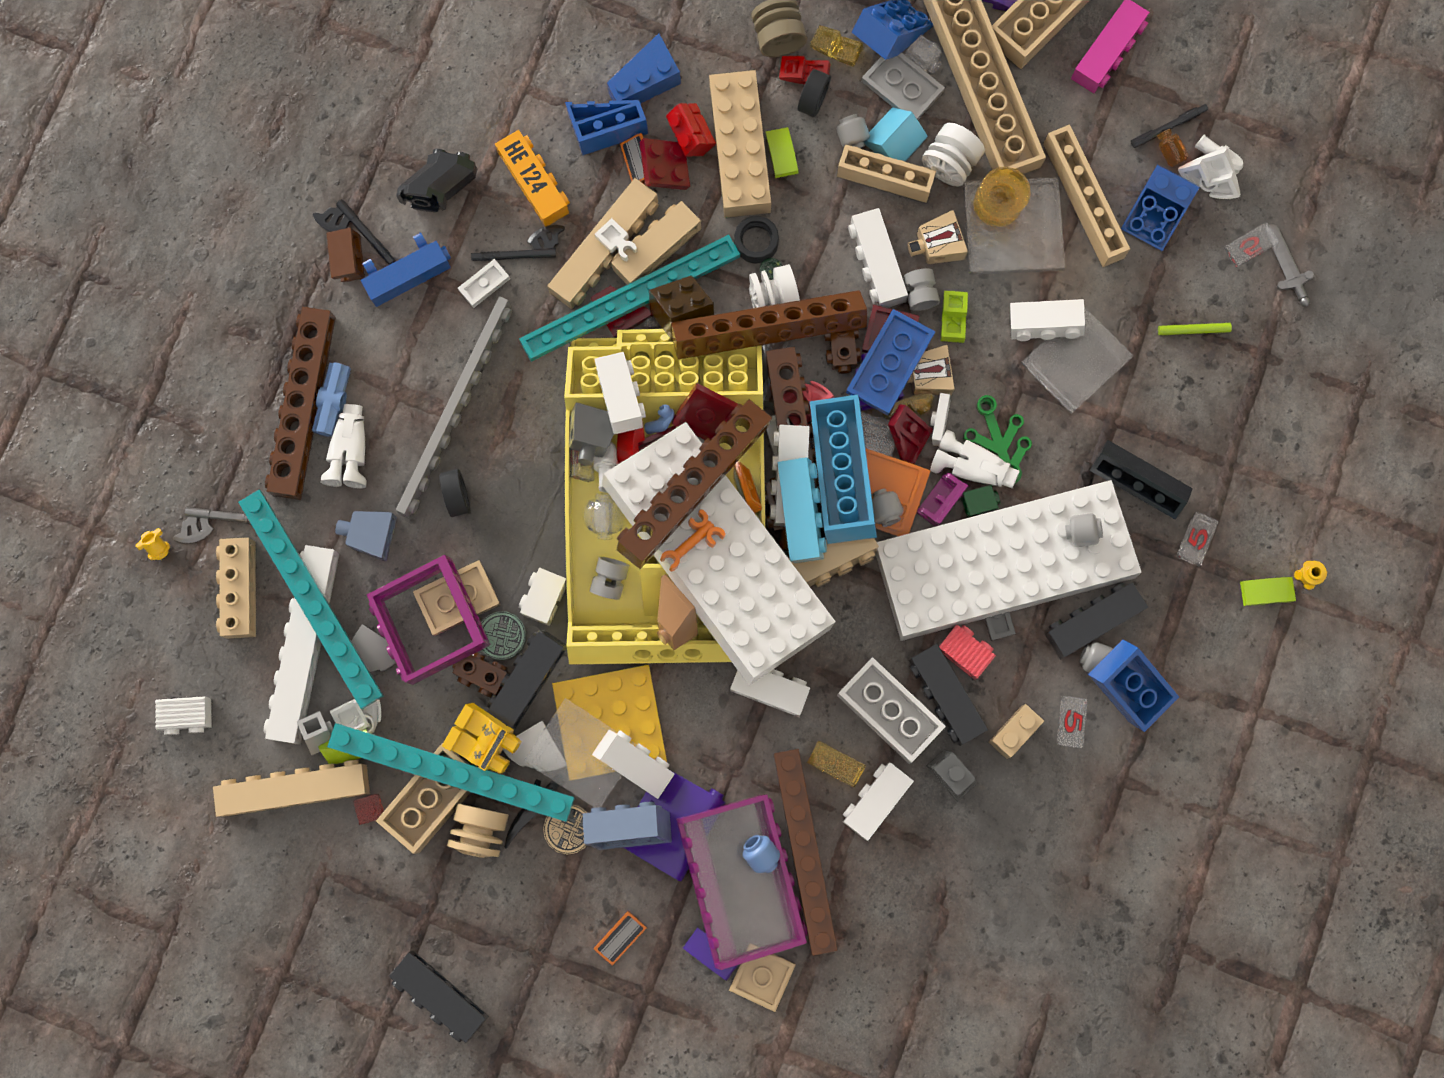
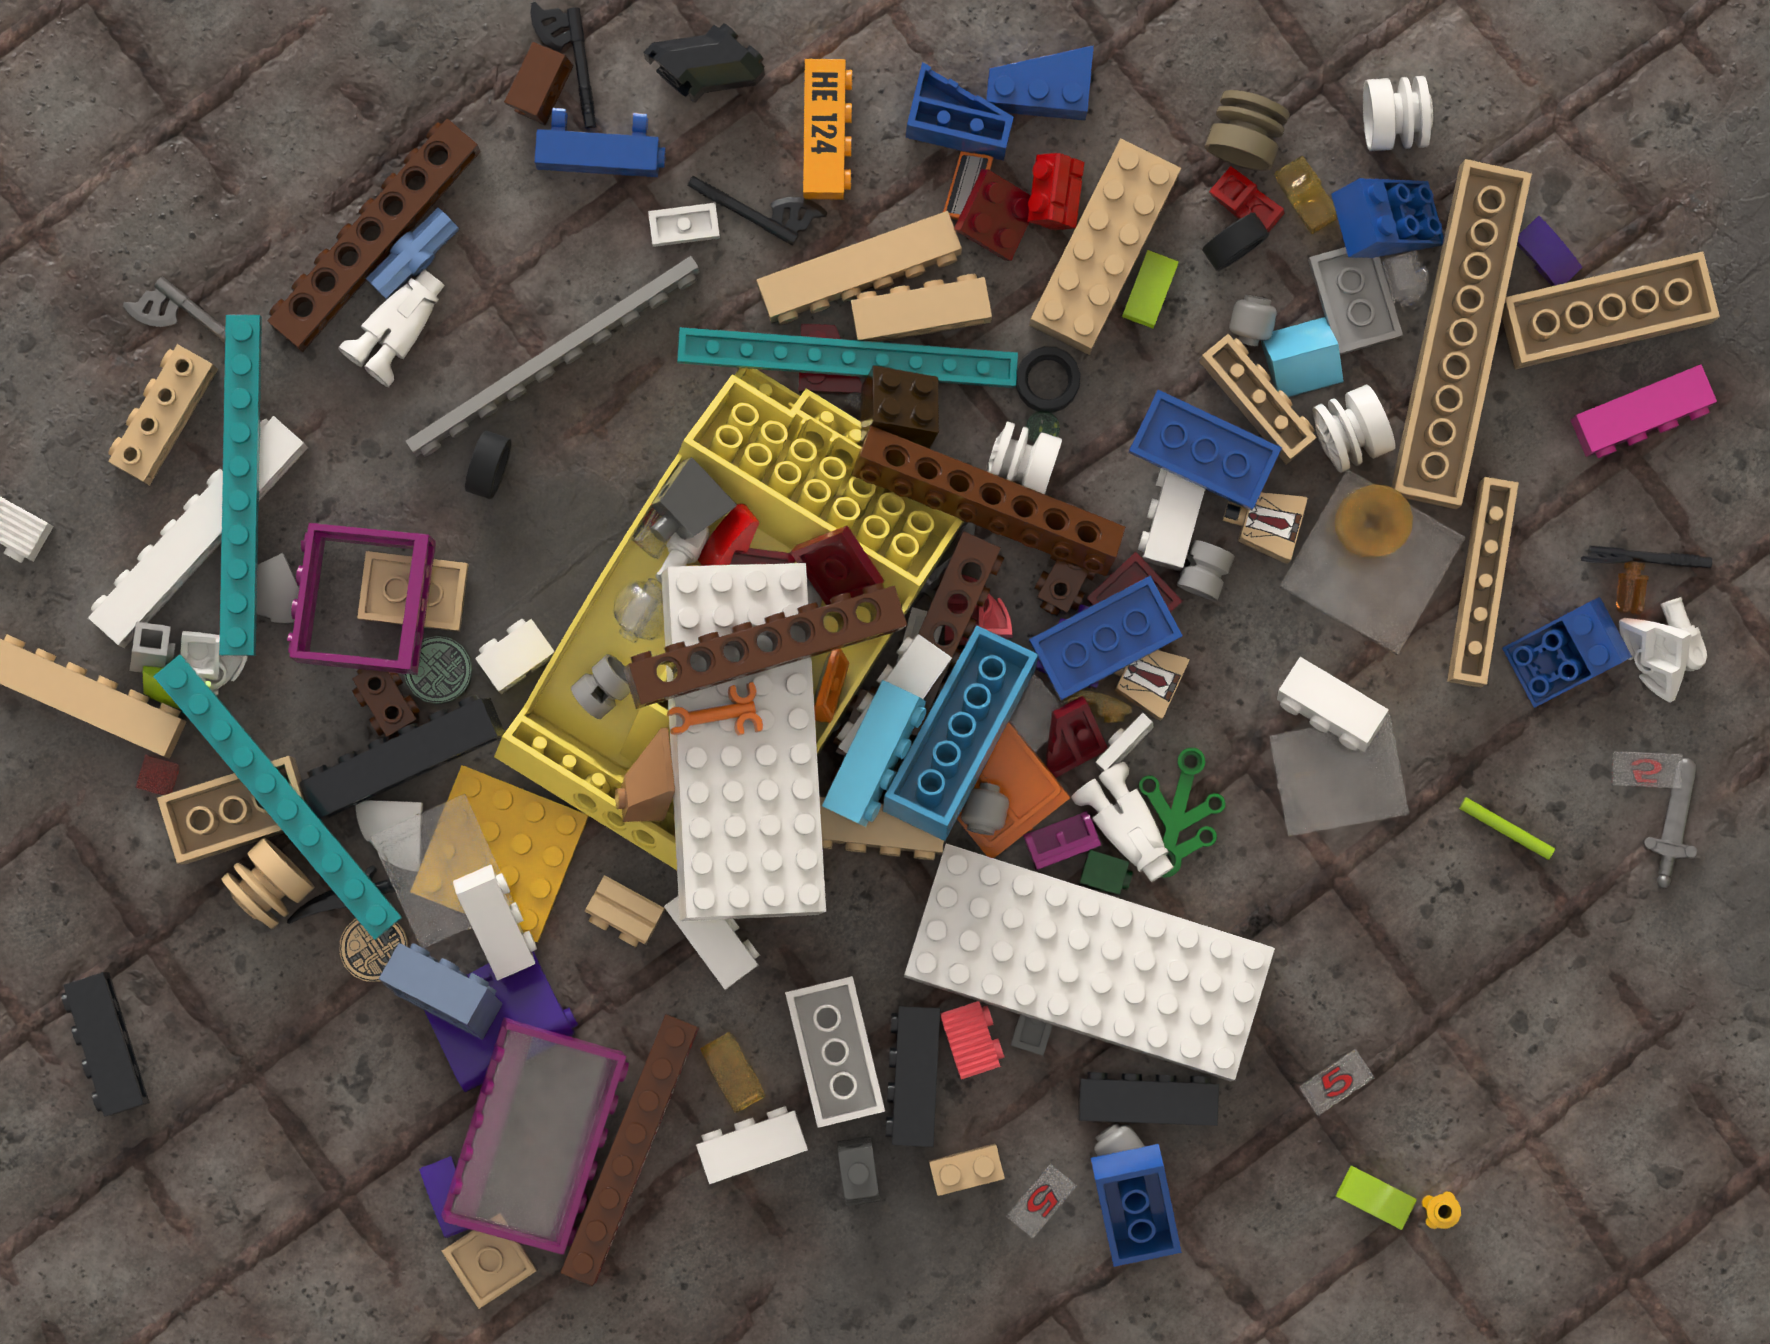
camera: 25 degrees right, 5 degrees up
(154, 545) = (96, 299): yellow brick -> none
(369, 532) = (357, 446): sand blue torso -> none
(481, 739) = (337, 781): yellow hips -> none
(614, 238) = (872, 272): white plate -> none
(620, 392) = (750, 478): white brick -> none
(620, 938) = (354, 1111): slope -> none
(666, 417) = (789, 539): medium blue arm -> none
(707, 708) = (625, 911): none -> tan brick
(761, 854) = (575, 1120): medium blue head -> none
(876, 218) = (1205, 450): none -> blue plate
(954, 316) = (1225, 627): lime slope -> none
(1084, 530) = (1197, 988): light grey head -> none
(1141, 479) = (1314, 969): black brick -> none

